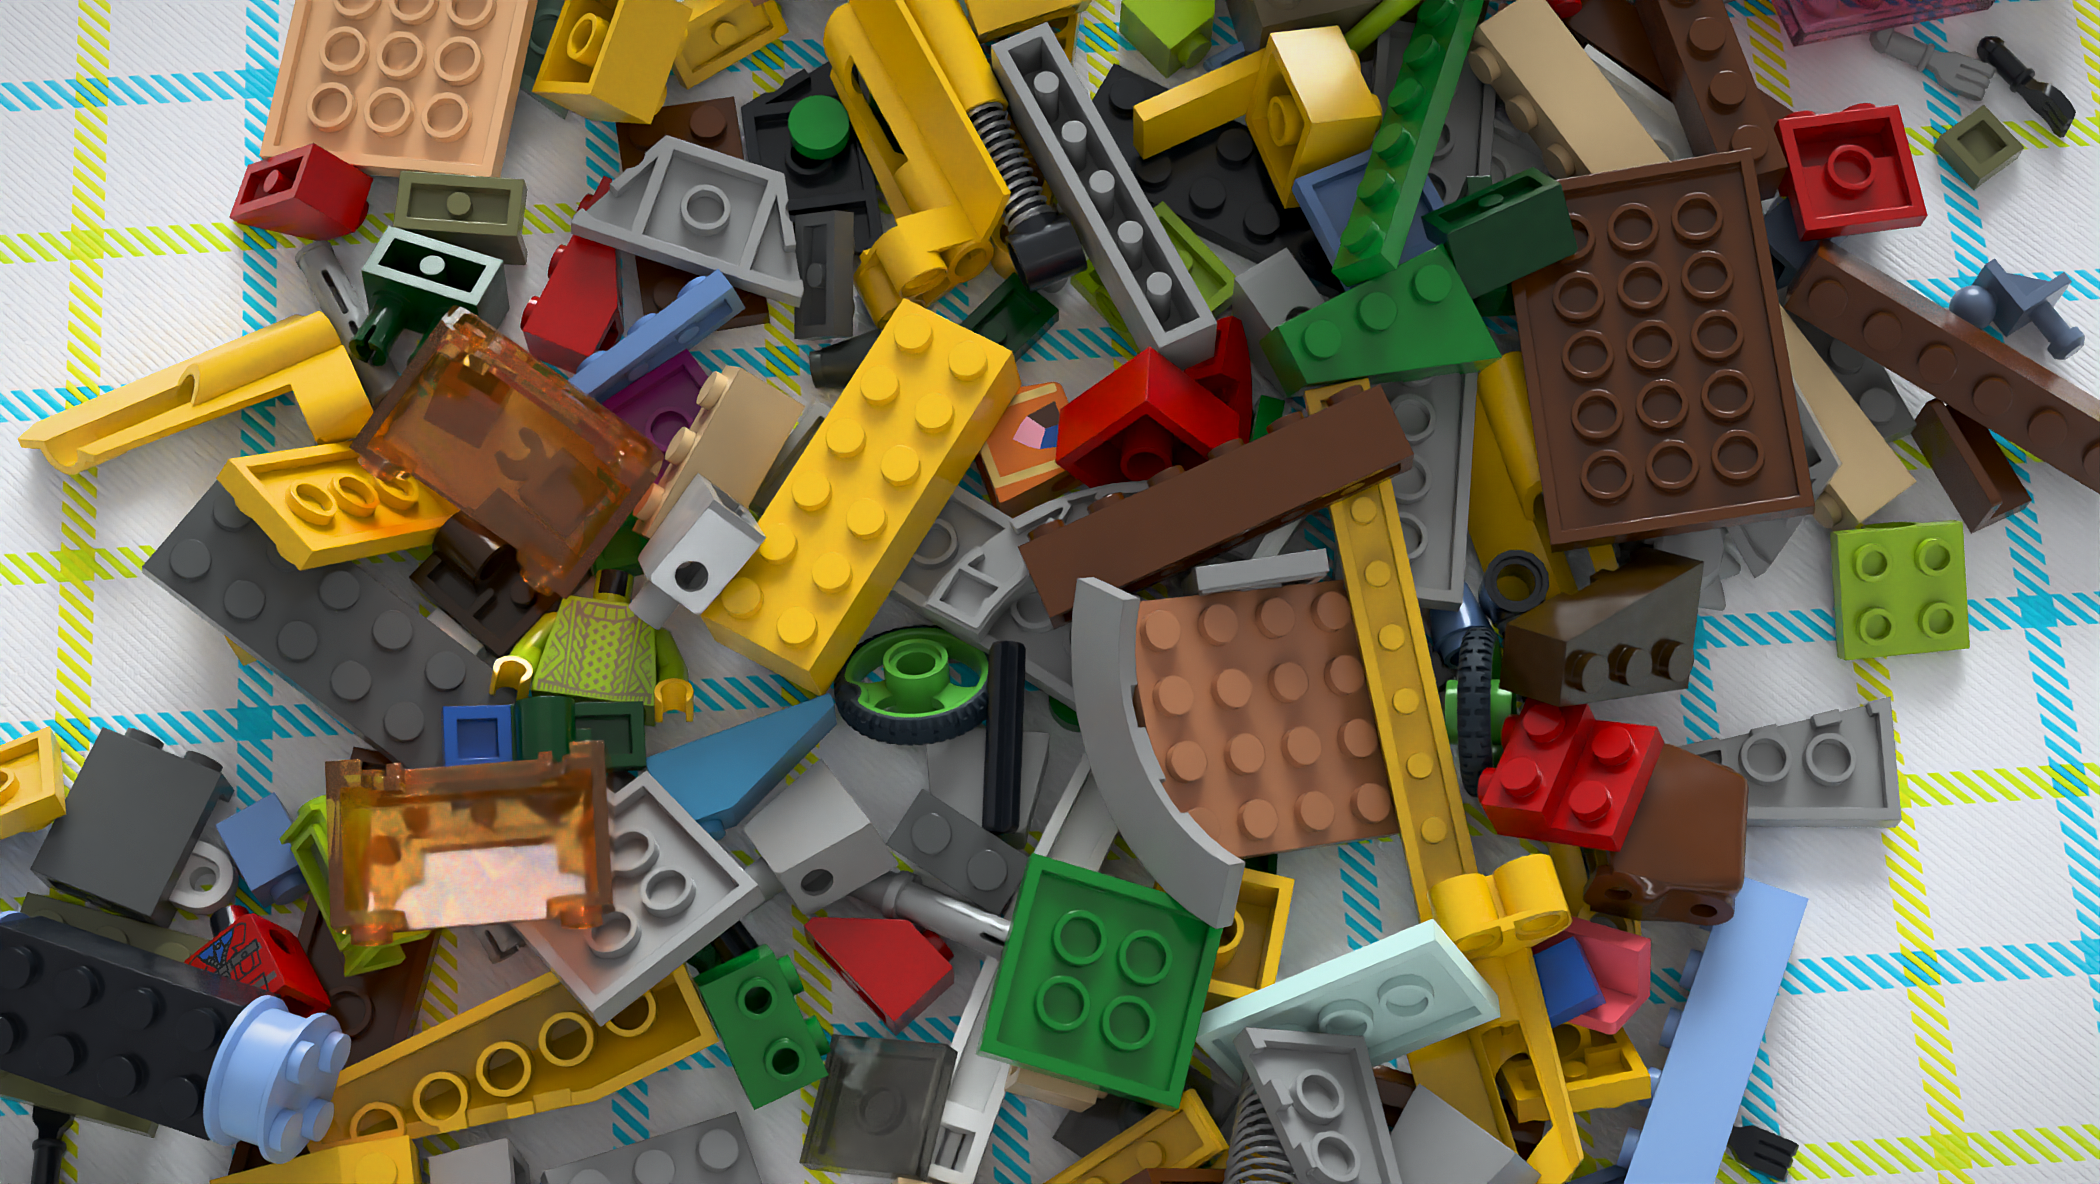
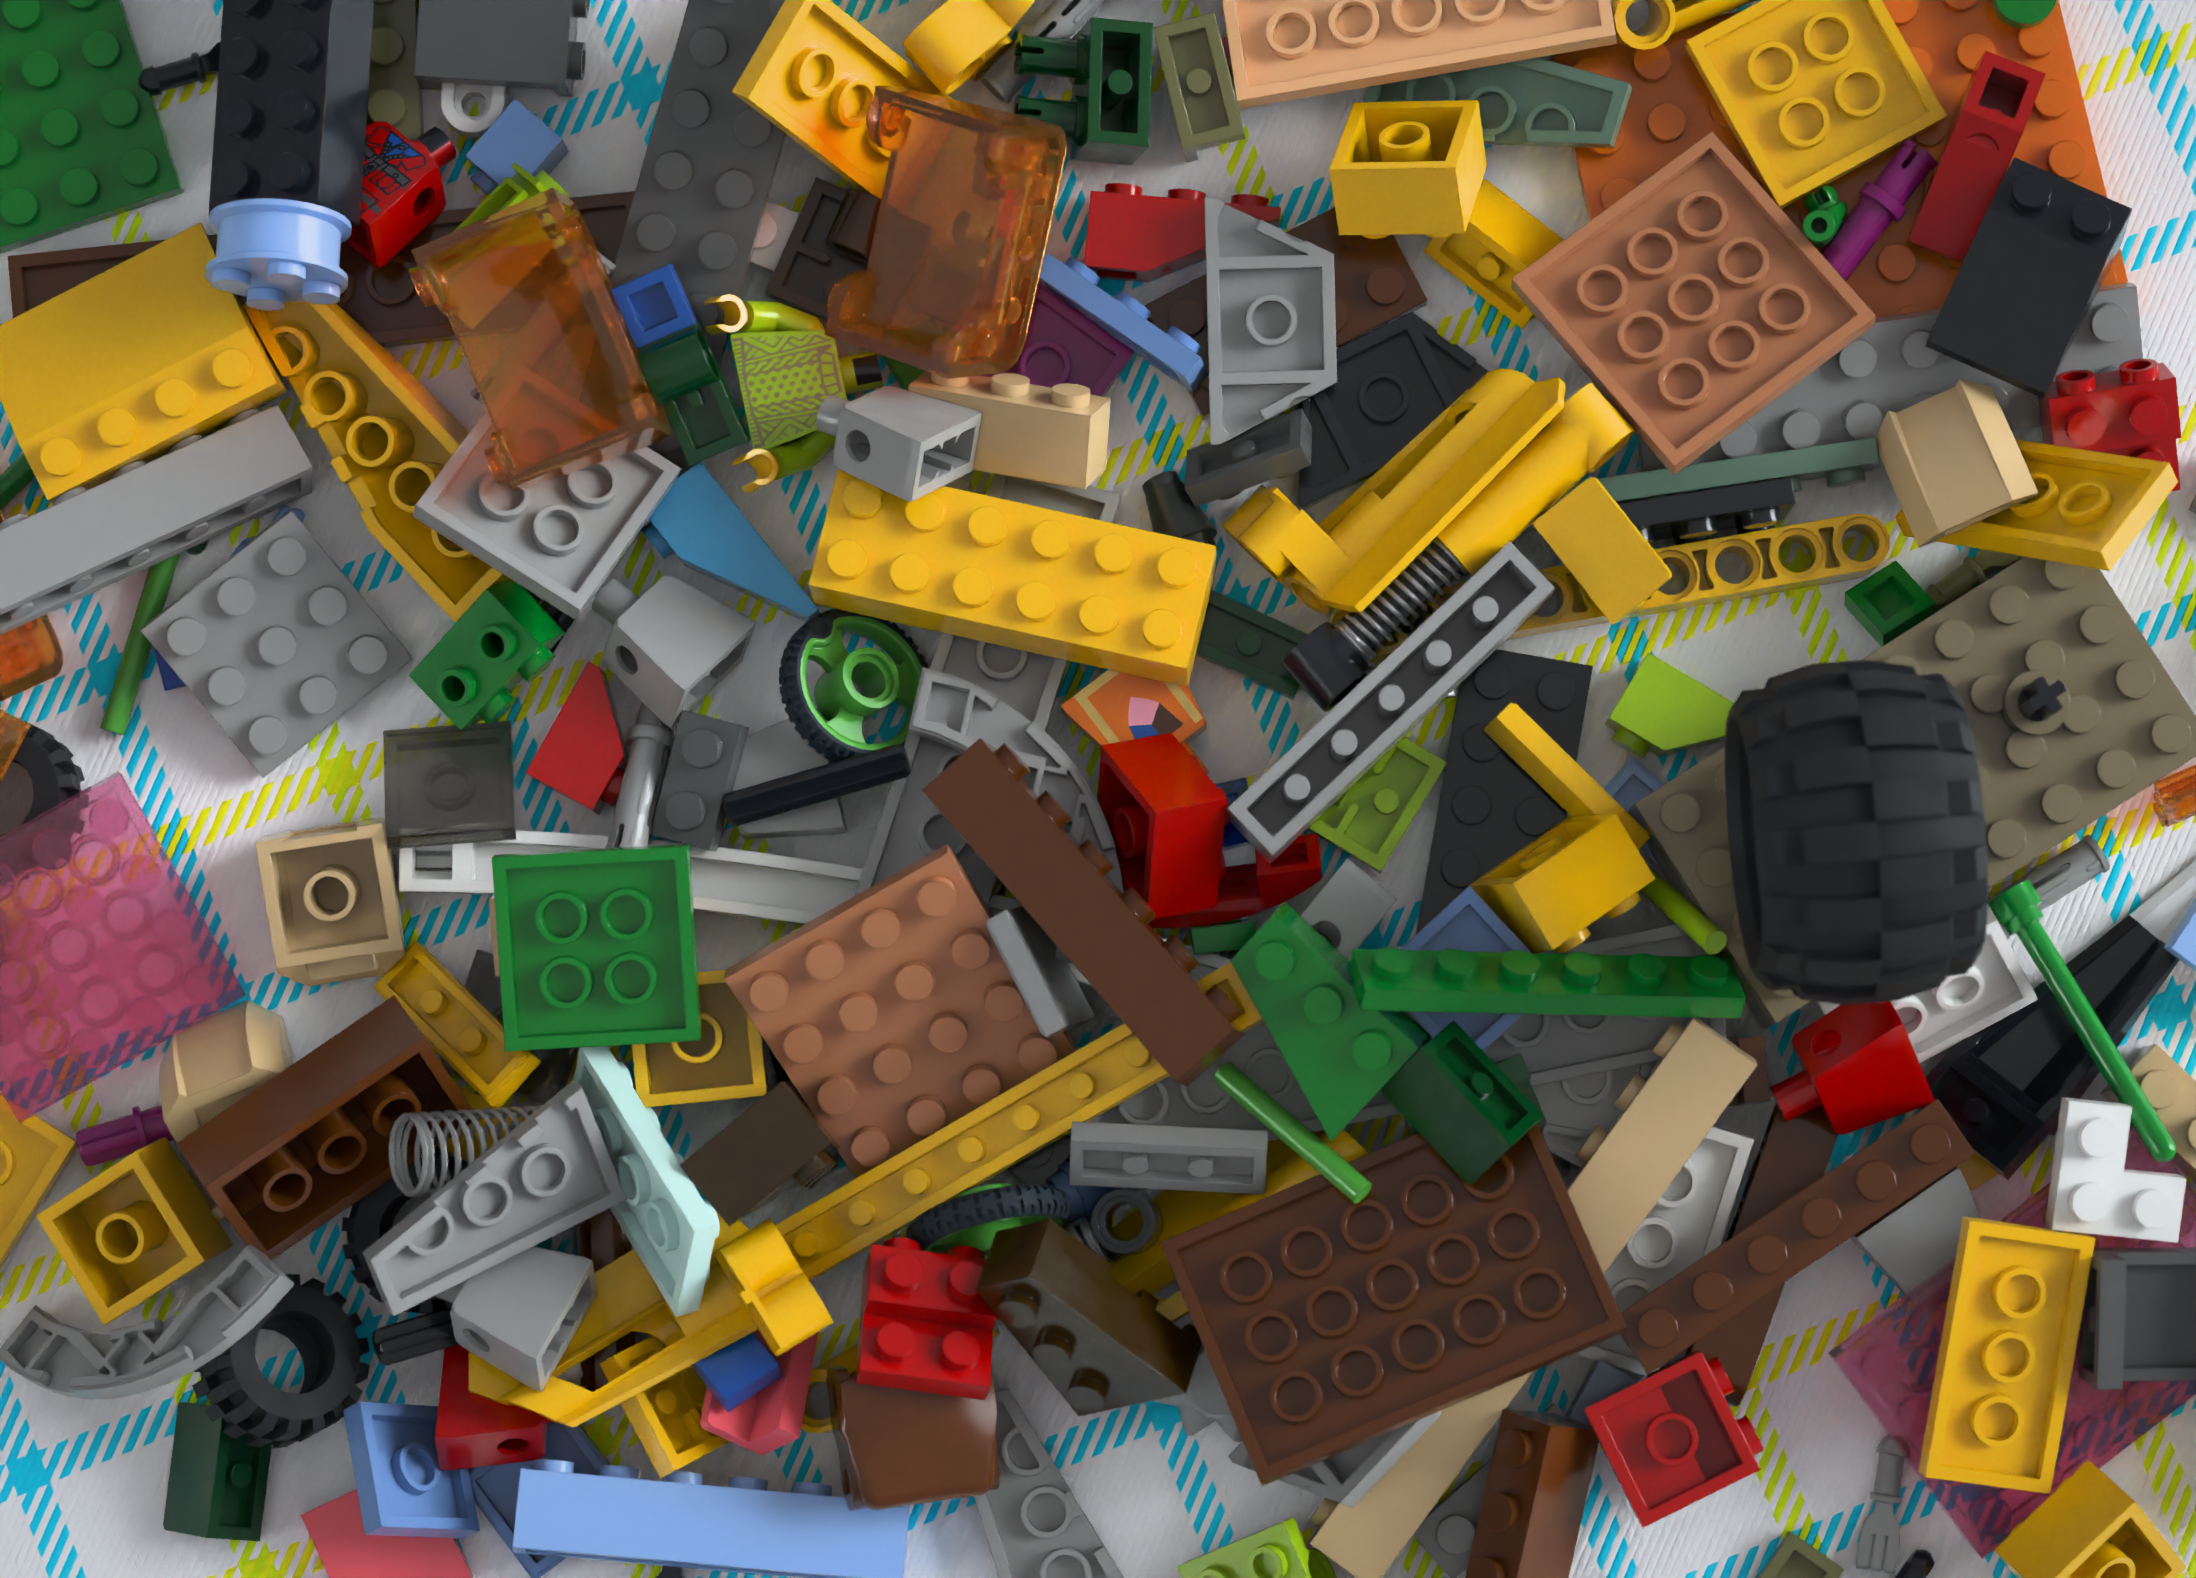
camera: 85 degrees right, 15 degrees up
(819, 127) = (1409, 397): green tile -> none
(1124, 765) = (801, 907): light grey tile -> none
(1354, 875) = (763, 1155): none -> dark brown wedge
(1468, 519) = (1168, 1157): none -> light grey plate
(1484, 394) = (1292, 1132): none -> bright green bar

